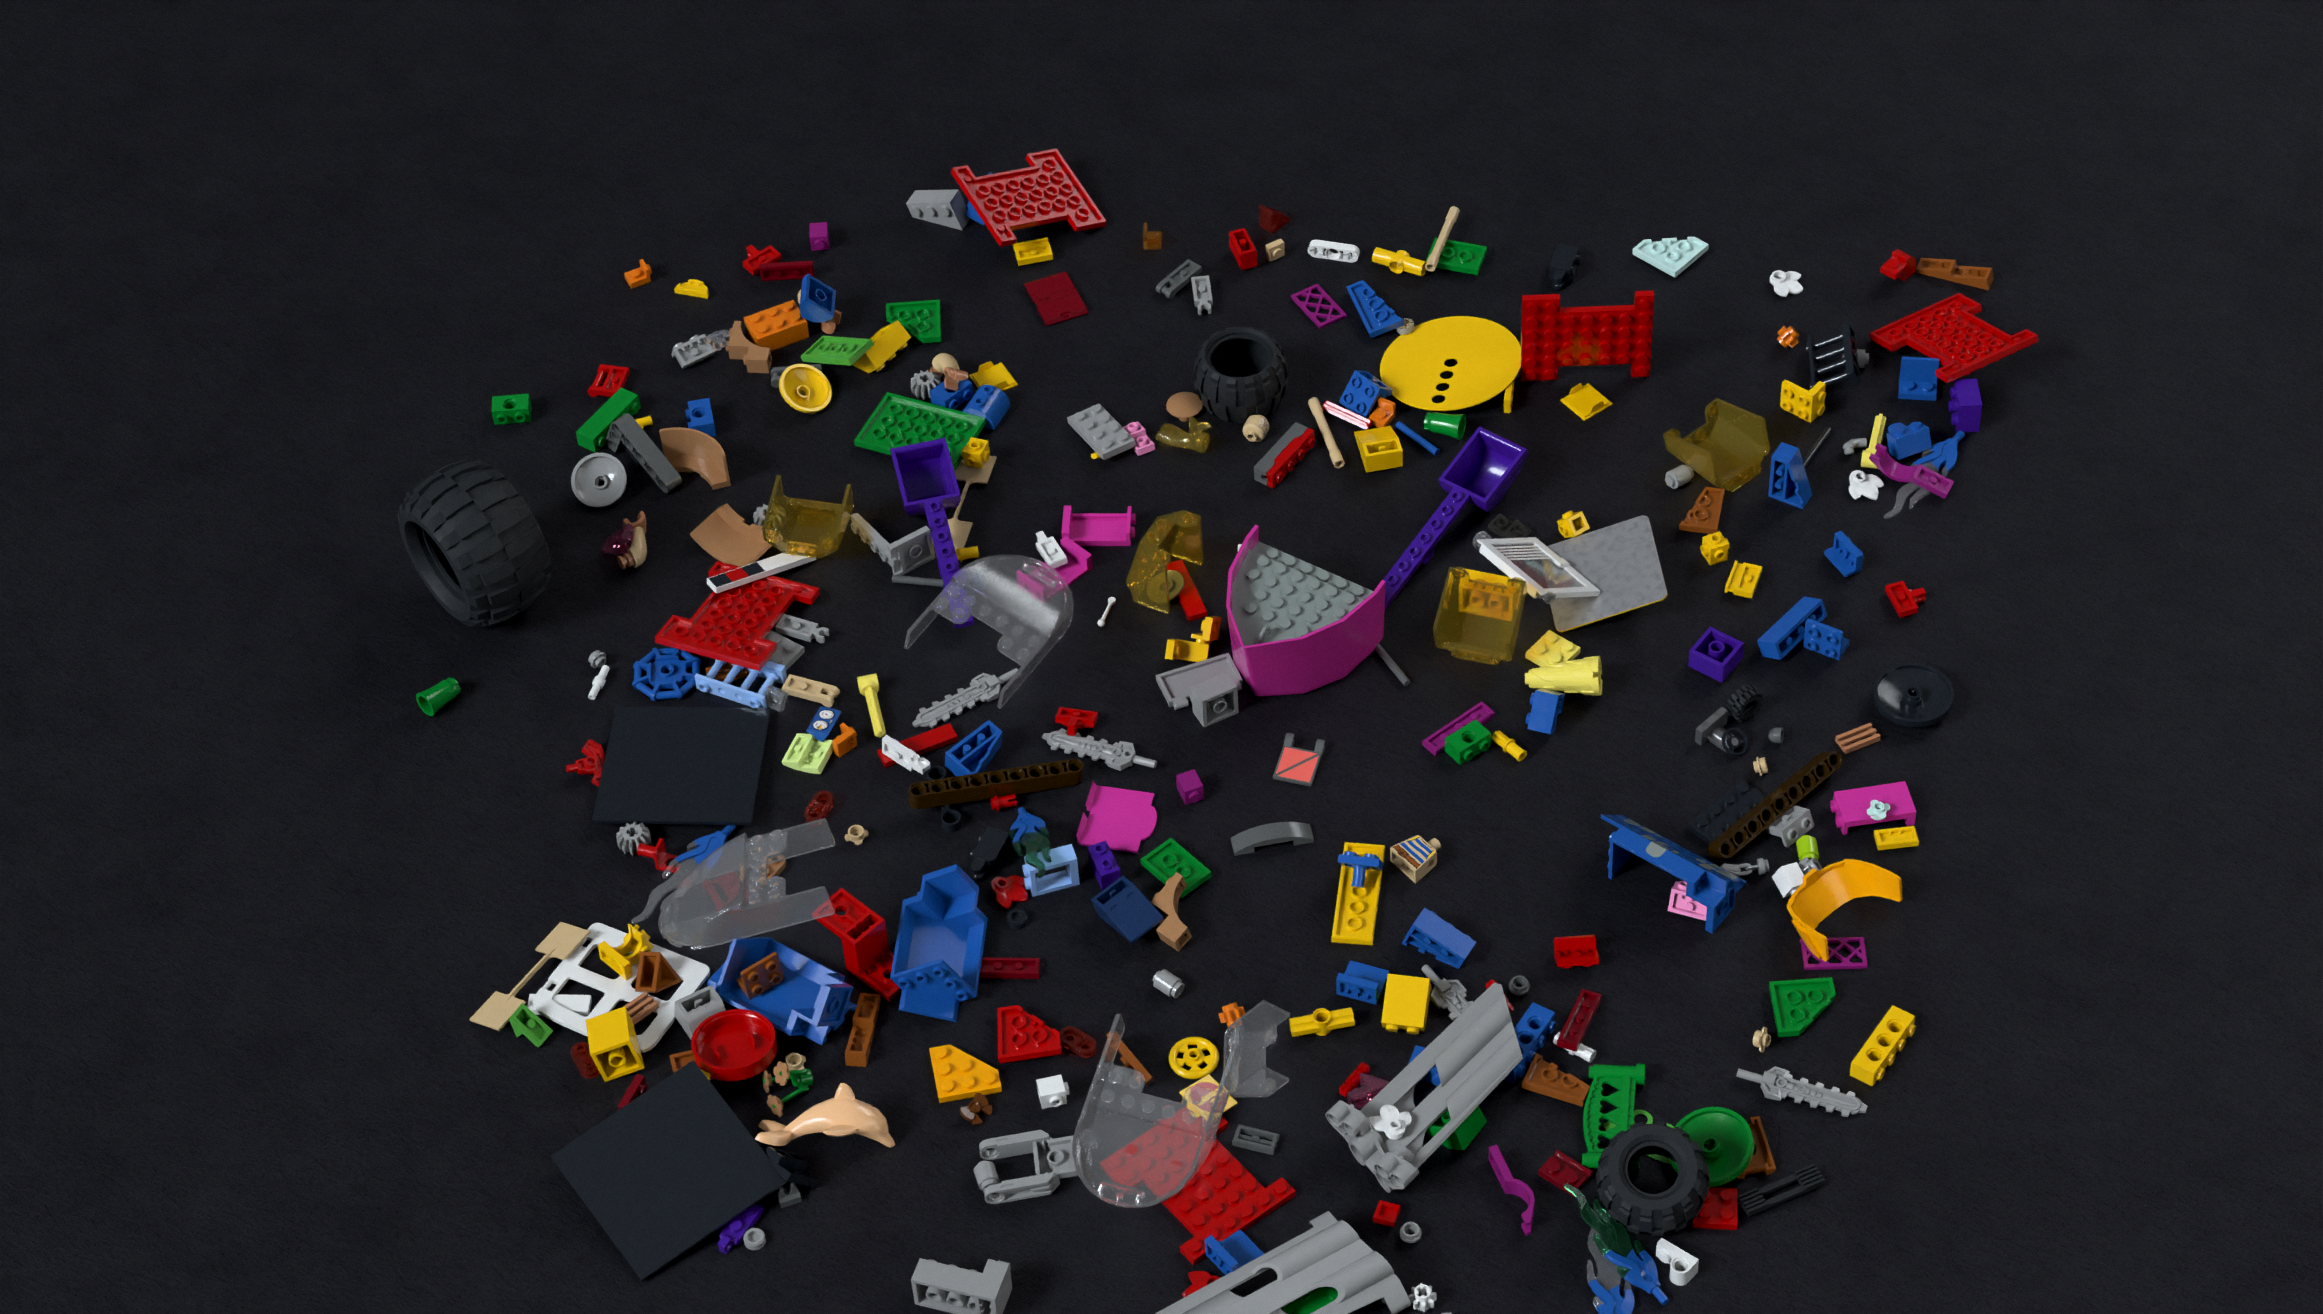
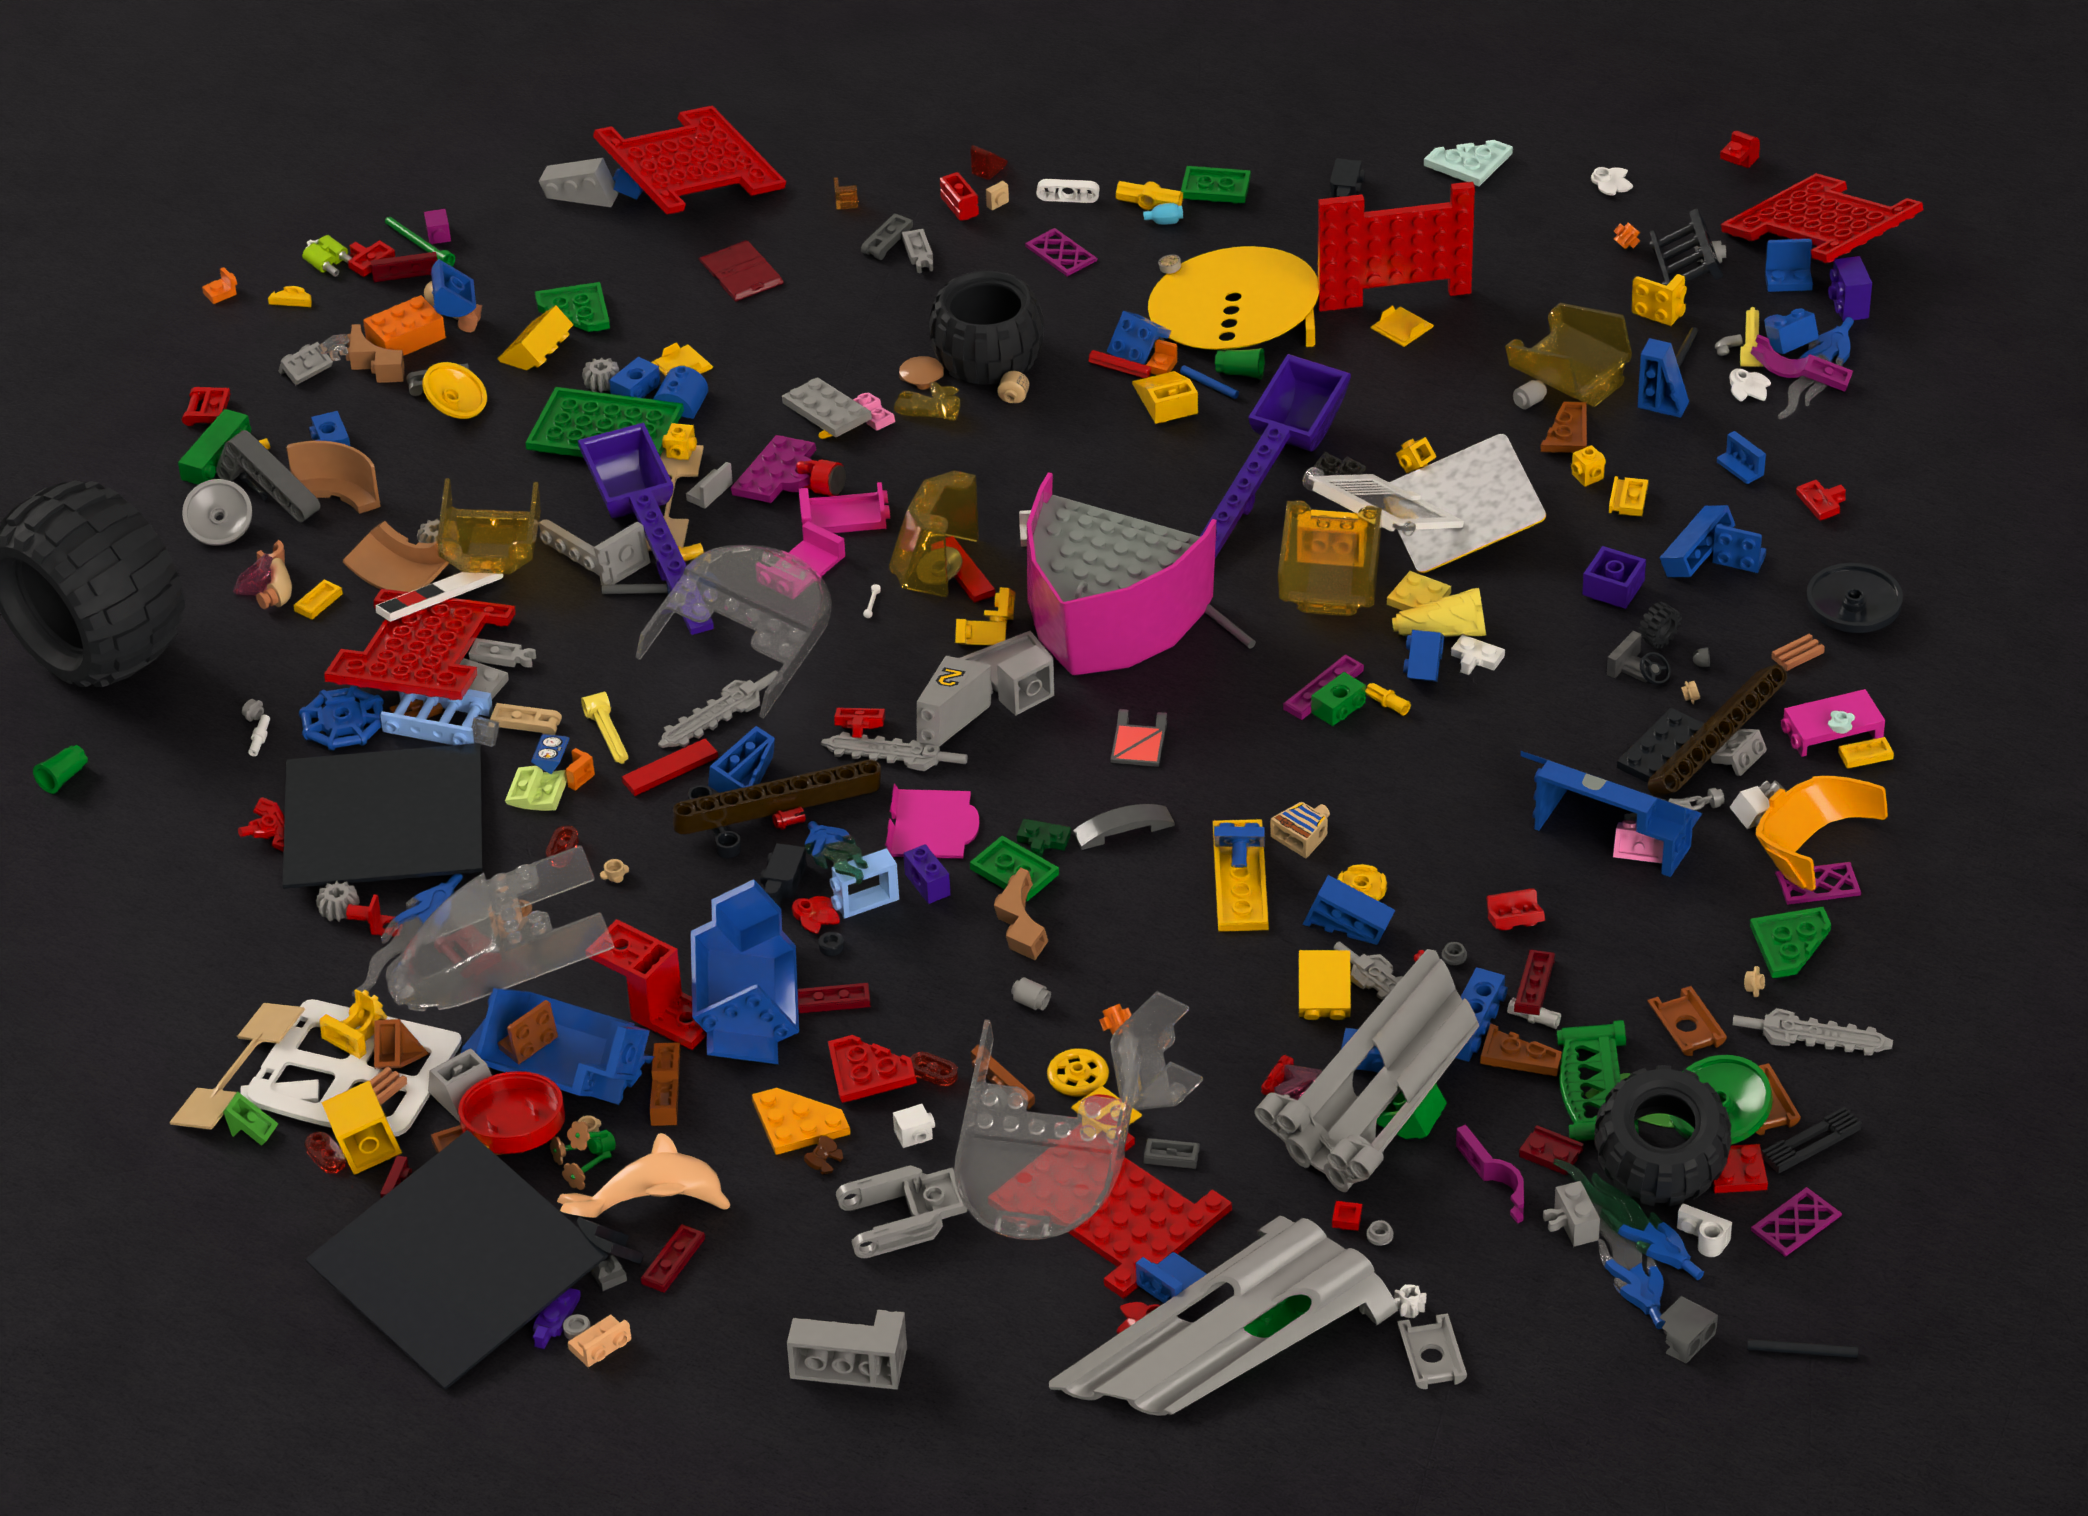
camera: 10 degrees left, 5 degrees down
(511, 409) = (90, 446): green brick -> none
(666, 564) = (318, 599): none -> yellow tile
(726, 252) = (325, 253): none -> lime piece
(770, 1253) = (600, 1340): none -> light nougat bracket
(820, 265) = (443, 255): none -> green piece
(837, 350) = (486, 345): bright green tile -> none
(841, 1186) = (672, 1258): none -> dark red tile
(903, 755) = (657, 777): white hinge -> none
(948, 365) = (624, 348): piece -> none
(986, 1174) = (850, 1224): light grey brick -> none
(995, 494) = (711, 486): none -> light grey panel
(1033, 251) = (703, 221): yellow plate -> none
(1050, 550) = (791, 539): white hinge -> none
(1059, 484) = (788, 467): none -> magenta plate
(1126, 909) = (965, 916): dark blue slope -> none
(1151, 711) = (952, 699): none -> light grey slope
(1190, 787) = (1013, 779): magenta brick -> none
(1205, 840) = (1043, 835): none -> dark green hinge
(1284, 455) = (1054, 413): piece -> none
(1321, 1022) = (1226, 1016): yellow piece -> none
(1335, 453) = (1084, 365): tan piece -> none
(1361, 982) = (1265, 969): blue bracket -> none
(1372, 310) = (1127, 249): blue wing -> none
(1391, 1121) = (1335, 1112): white plate -> none
(1409, 279) = (1165, 214): none -> medium azure plant
(1435, 255) = (1191, 185): tan piece -> none
(1457, 911) = (1366, 880): none -> yellow plate
(1571, 1234) = (1575, 1213): none -> light grey brick
(1590, 711) = (1475, 652): none -> white hinge
(1700, 1056) = (1691, 1008): none -> dark orange piece
(1754, 1246) = (1792, 1204): none -> magenta window
(1807, 847) = (1763, 770): lime brick -> none
(1882, 1046) = (1898, 974): yellow brick -> none
(1948, 270) = (1797, 151): dark orange slope -> none

